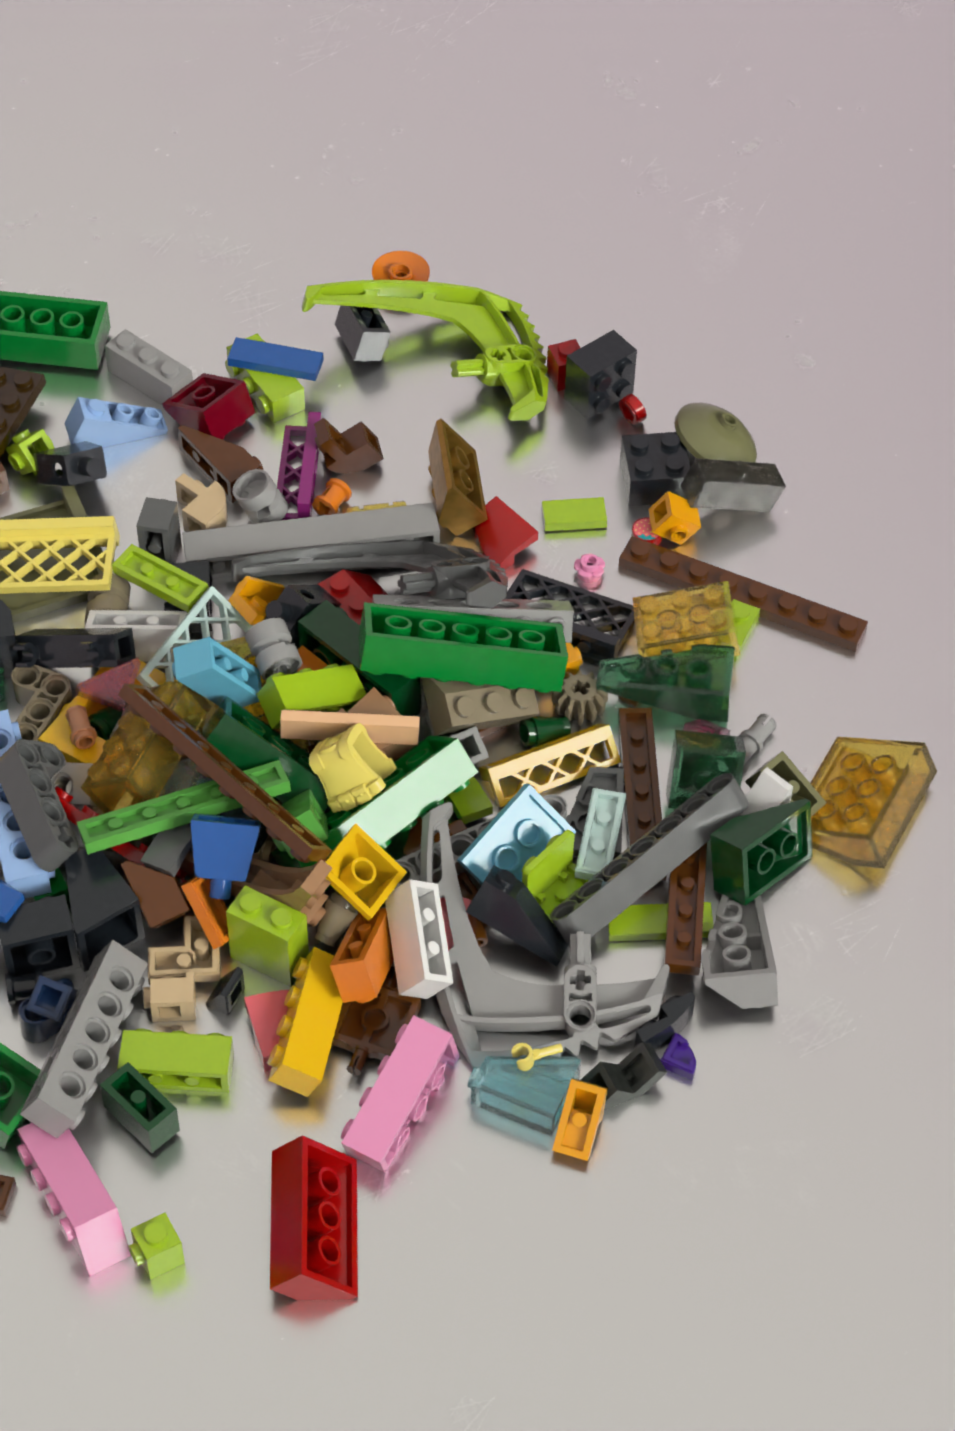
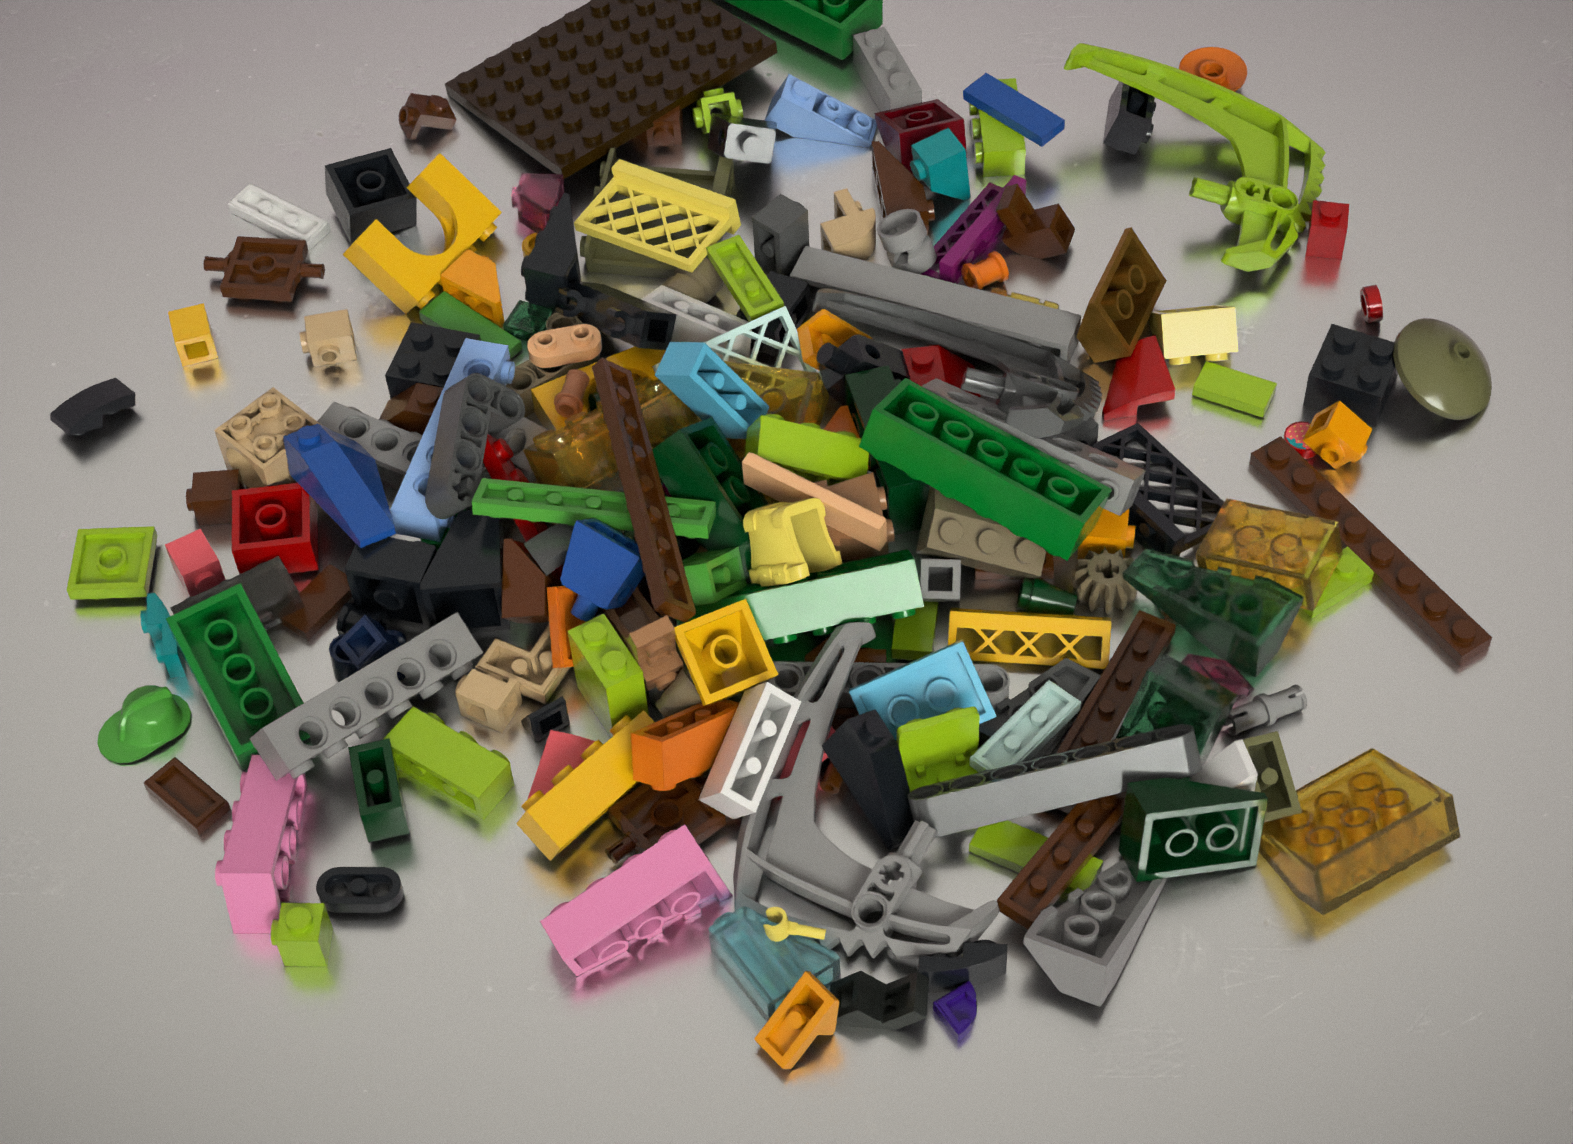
camera: 35 degrees right, 0 degrees up
(46, 691) = (564, 345): none -> light nougat plate
(106, 686) = (633, 358): clear pink slope -> none
(171, 1189) = (361, 889): none -> black plate
(249, 423) = (942, 164): none -> teal slope
(273, 648) = (792, 388): light grey wheel -> none
(313, 1222) = (467, 989): red slope -> none
(522, 480) = (1195, 333): none -> light yellow slope
(589, 568) = (1212, 451): bright pink plate -> none
(600, 374) = (1354, 250): black brick -> none
(732, 485) = (1424, 425): clear smoke brick -> none

